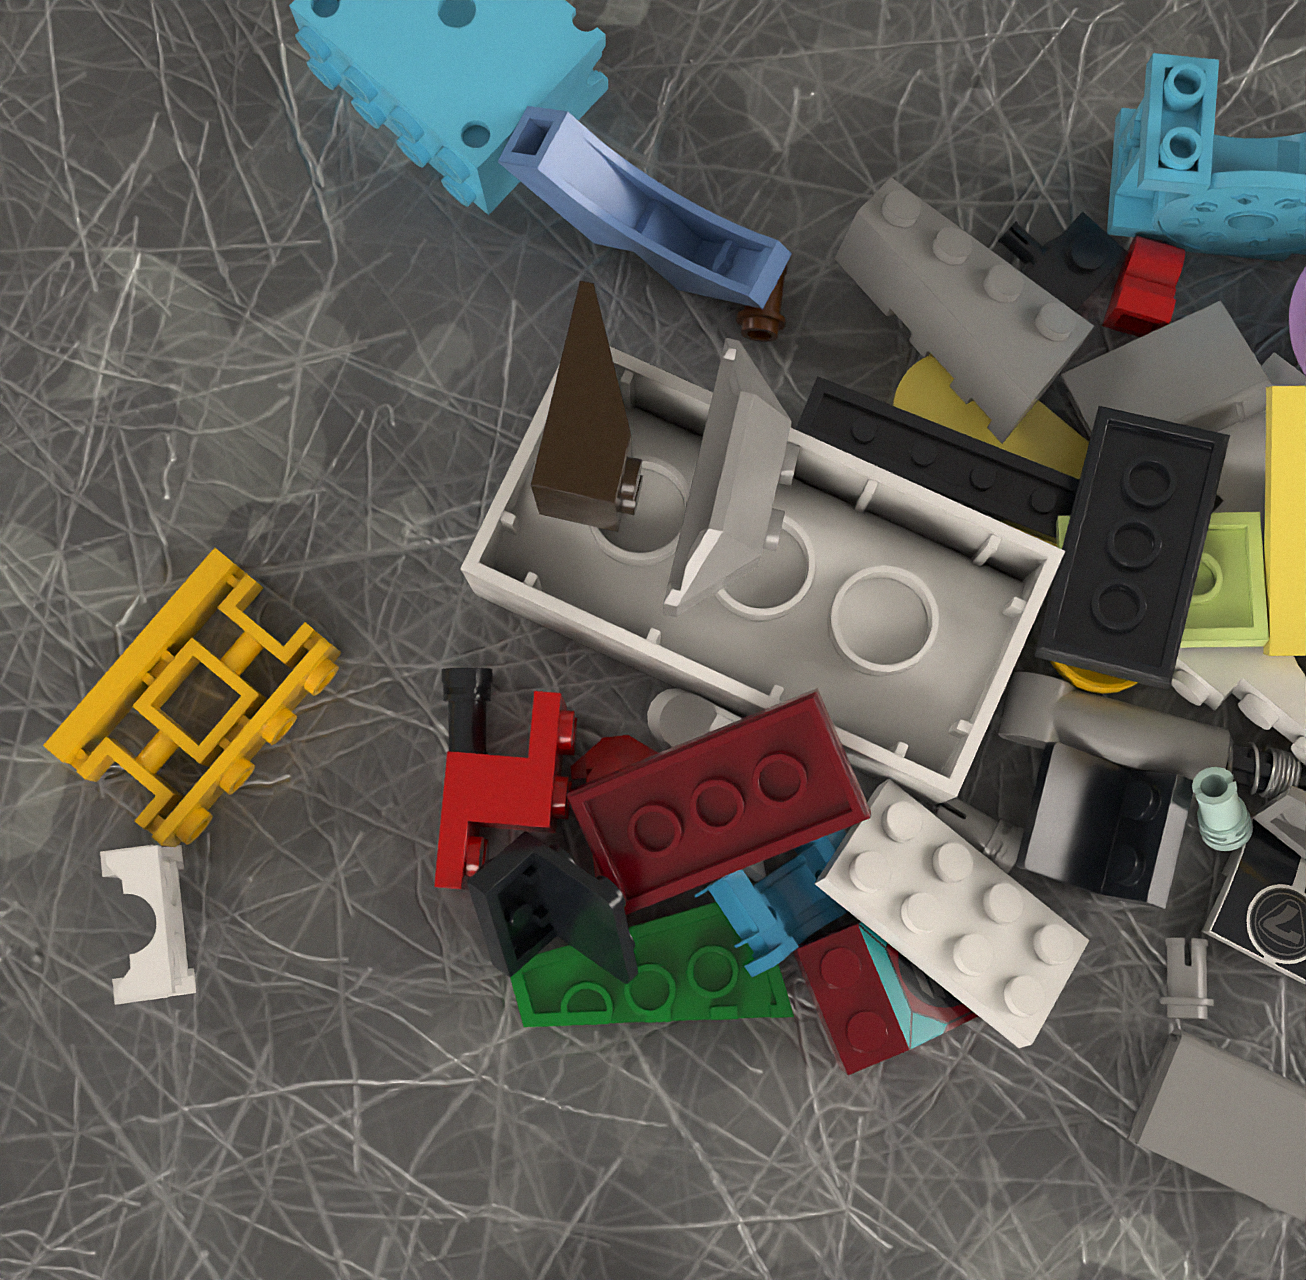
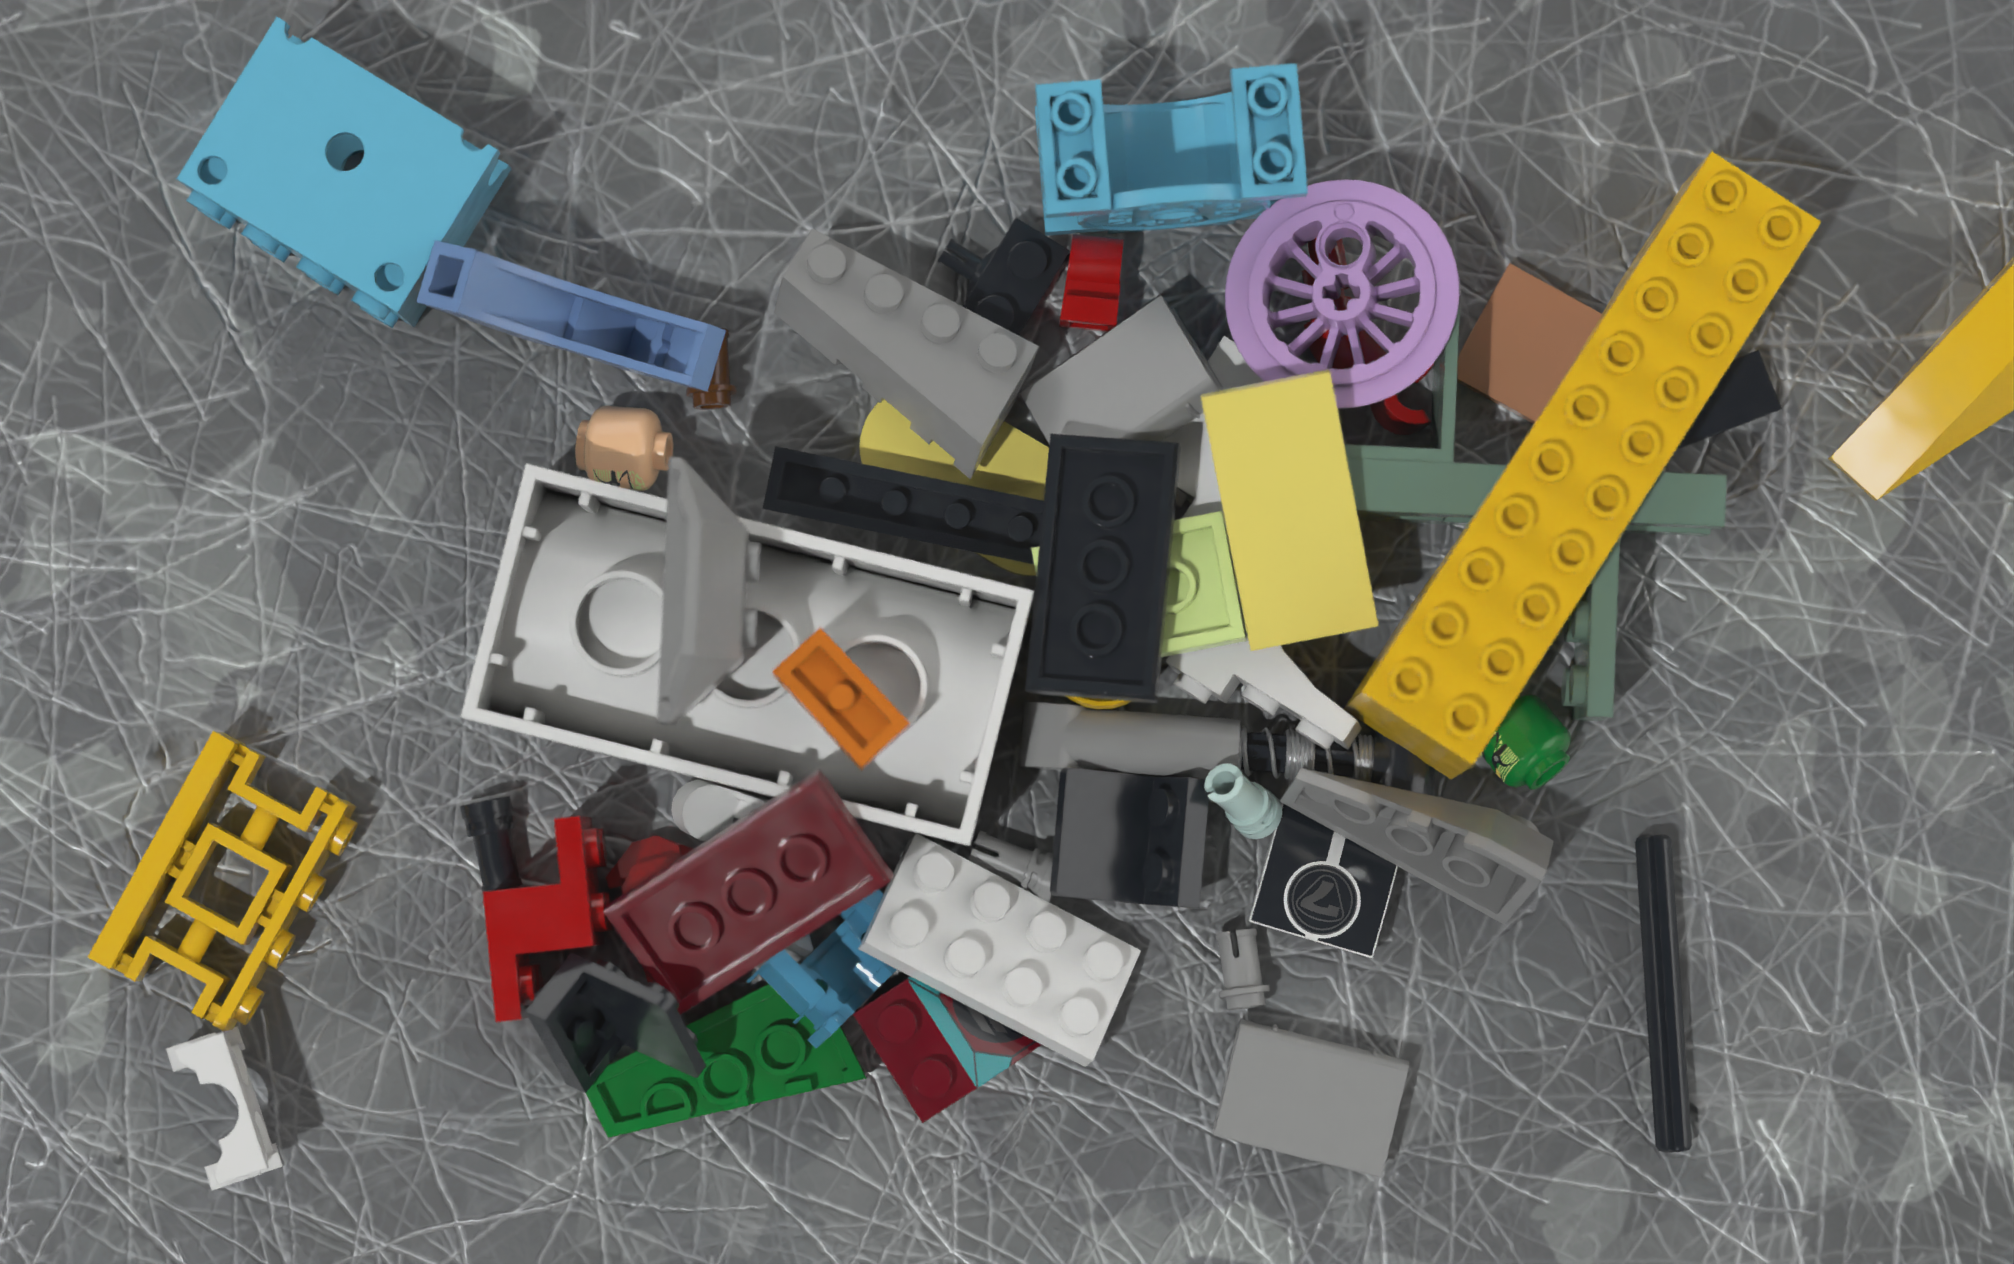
camera: 10 degrees left, 5 degrees up
(586, 446) = (557, 584): dark brown slope -> none
(672, 345) = (623, 447): none -> light nougat head
(852, 620) = (840, 699): none -> orange plate

